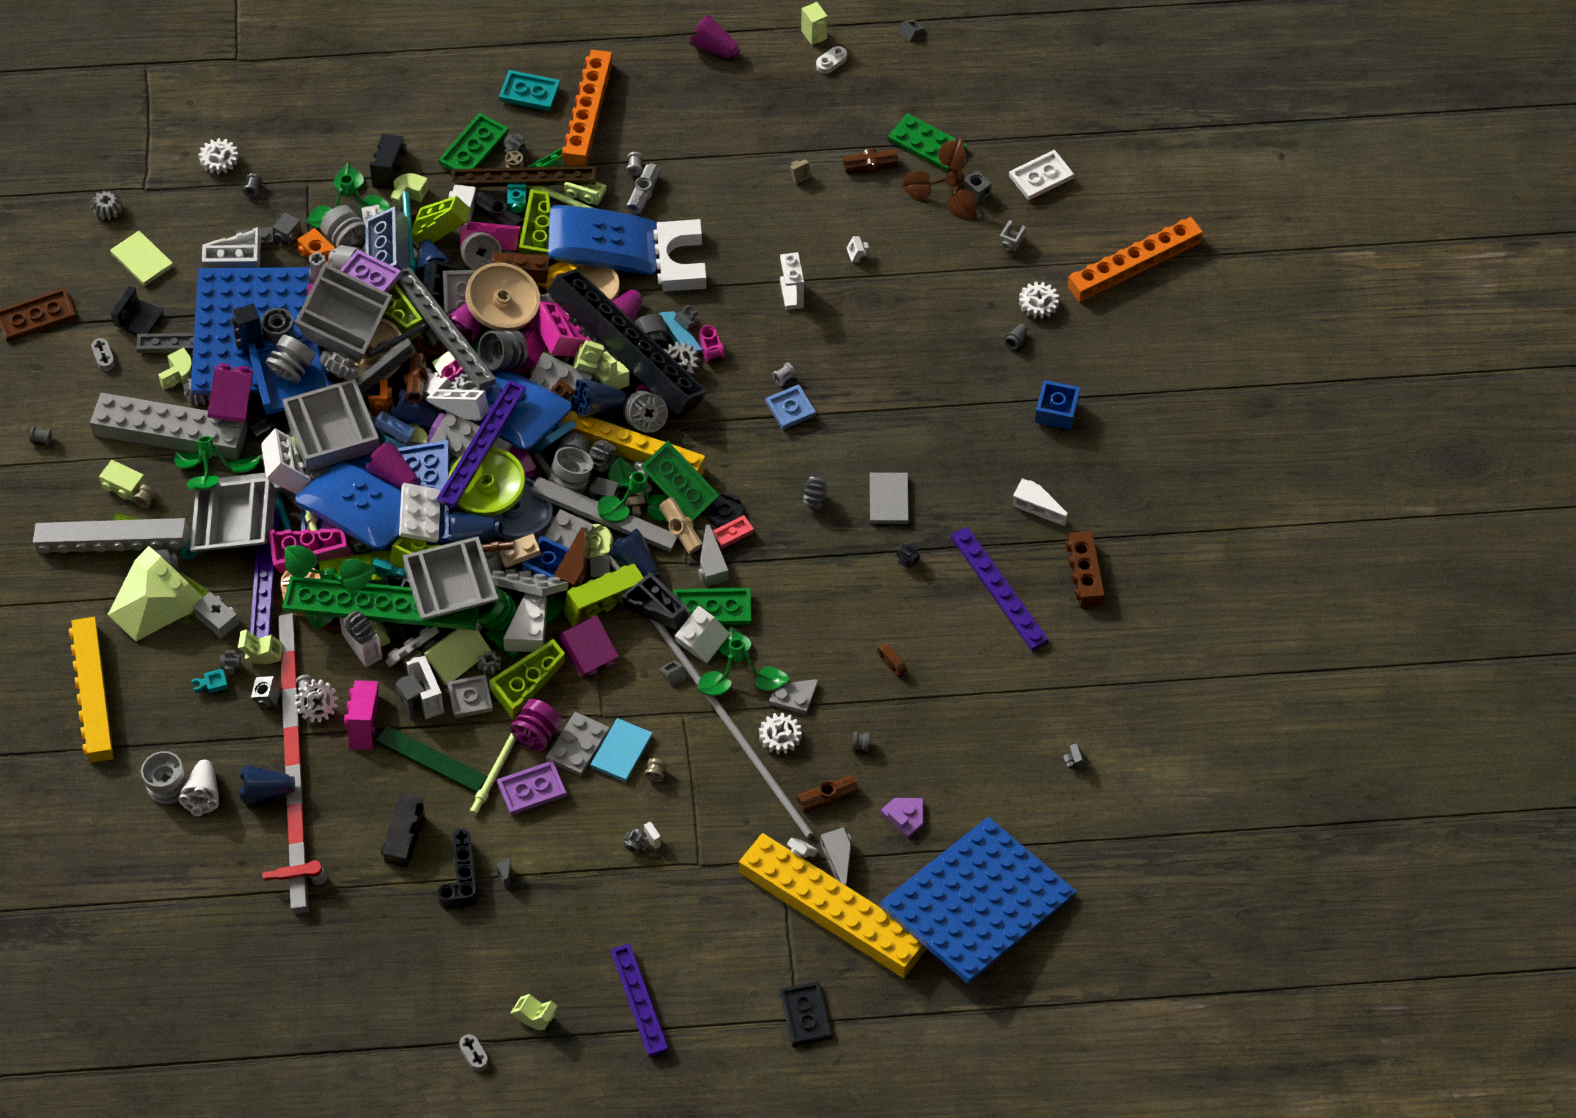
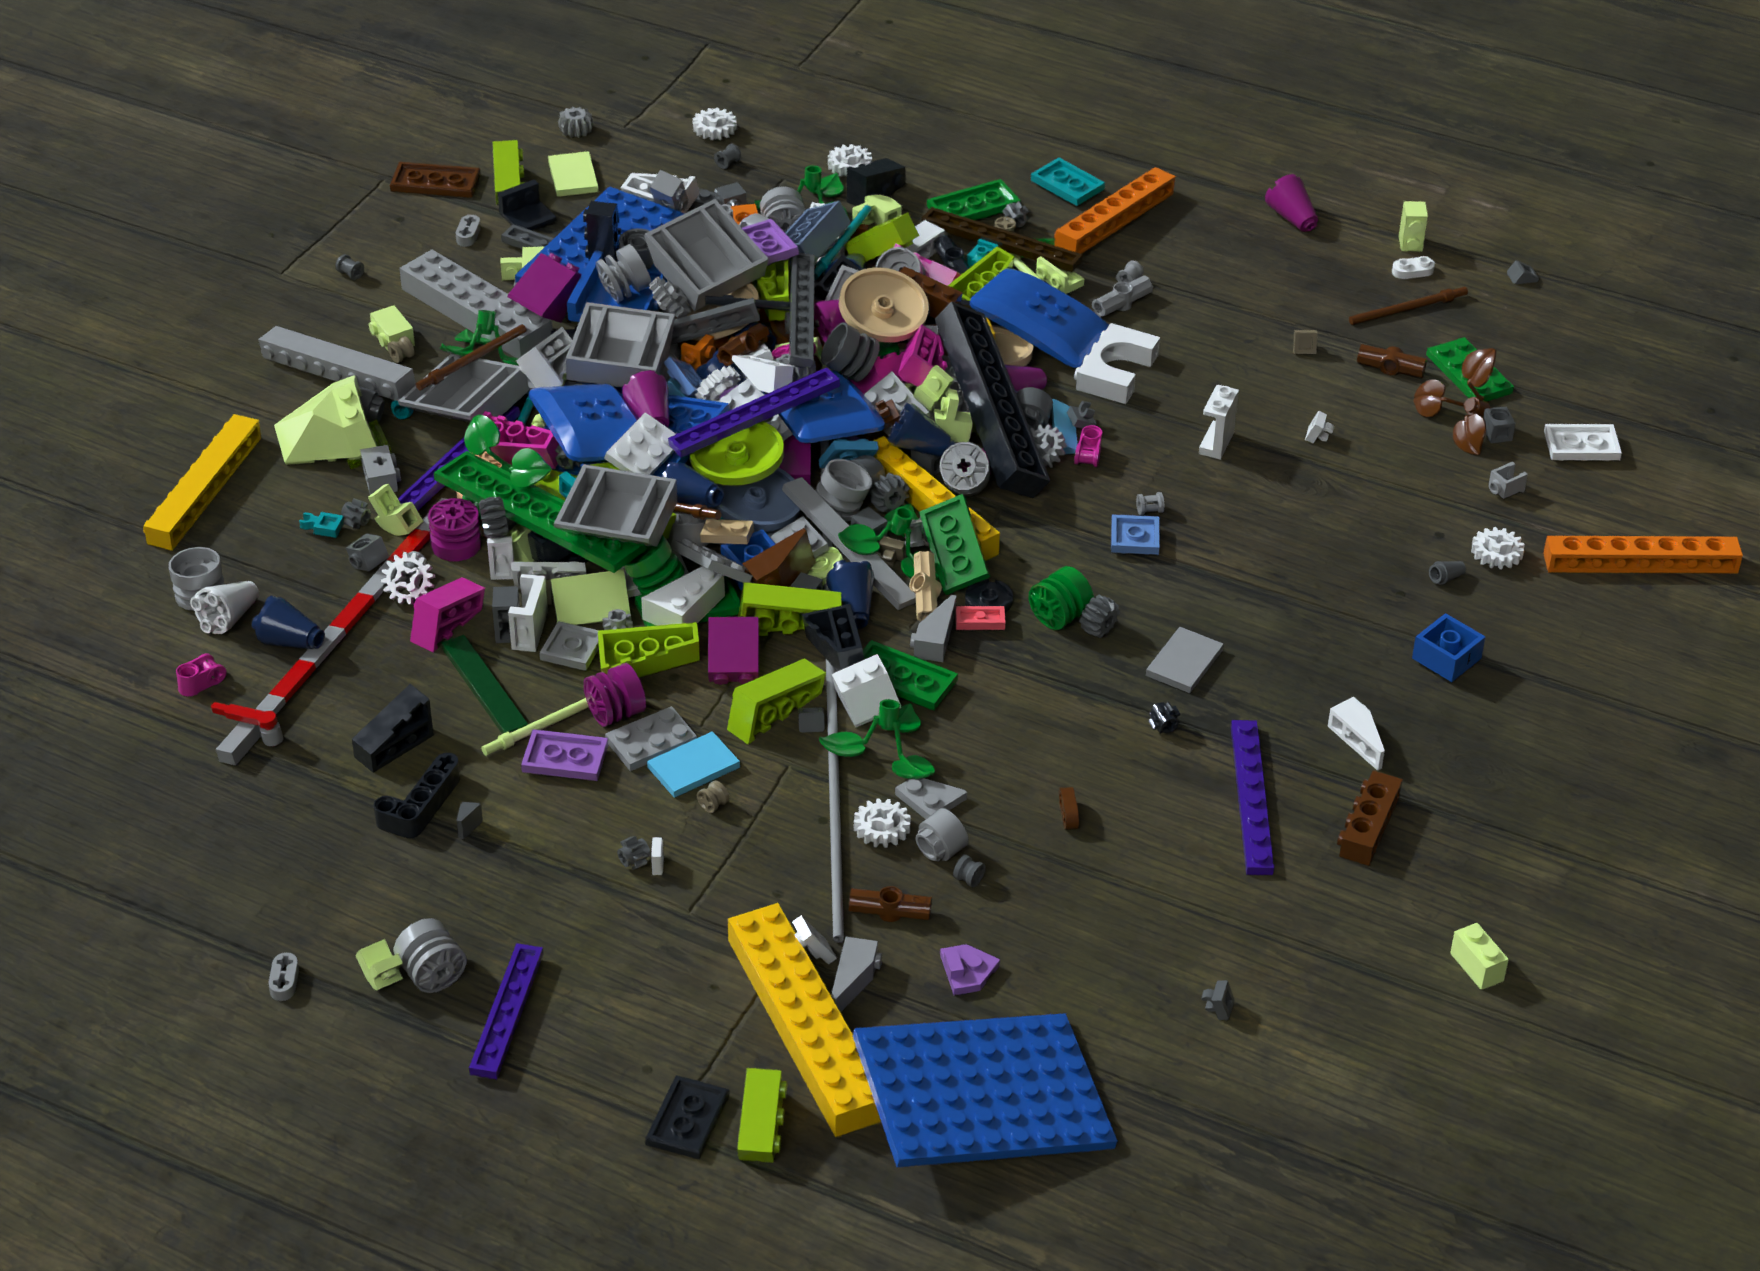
camera: 30 degrees right, 15 degrees down
(96, 284) = (507, 165): none -> lime wedge
(207, 515) = (437, 375): none -> reddish brown bar
(228, 851) = (197, 675): none -> dark pink piece
(255, 256) = (669, 191): none -> light grey brick
(316, 641) = (454, 529): none -> magenta wheel
(351, 146) = (846, 157): none -> white gear
(421, 424) = (717, 383): none -> white gear
(566, 989) = (430, 955): none -> light grey wheel
(642, 671) = (773, 698): none -> lime wedge
(781, 491) = (1060, 597): none -> green wheel
(827, 725) = (941, 836): none -> light grey piece
(856, 990) = (761, 1115): none -> lime wedge
(871, 77) = (1444, 296): none -> reddish brown bar
(1212, 642) = (1479, 956): none -> yellowish green brick

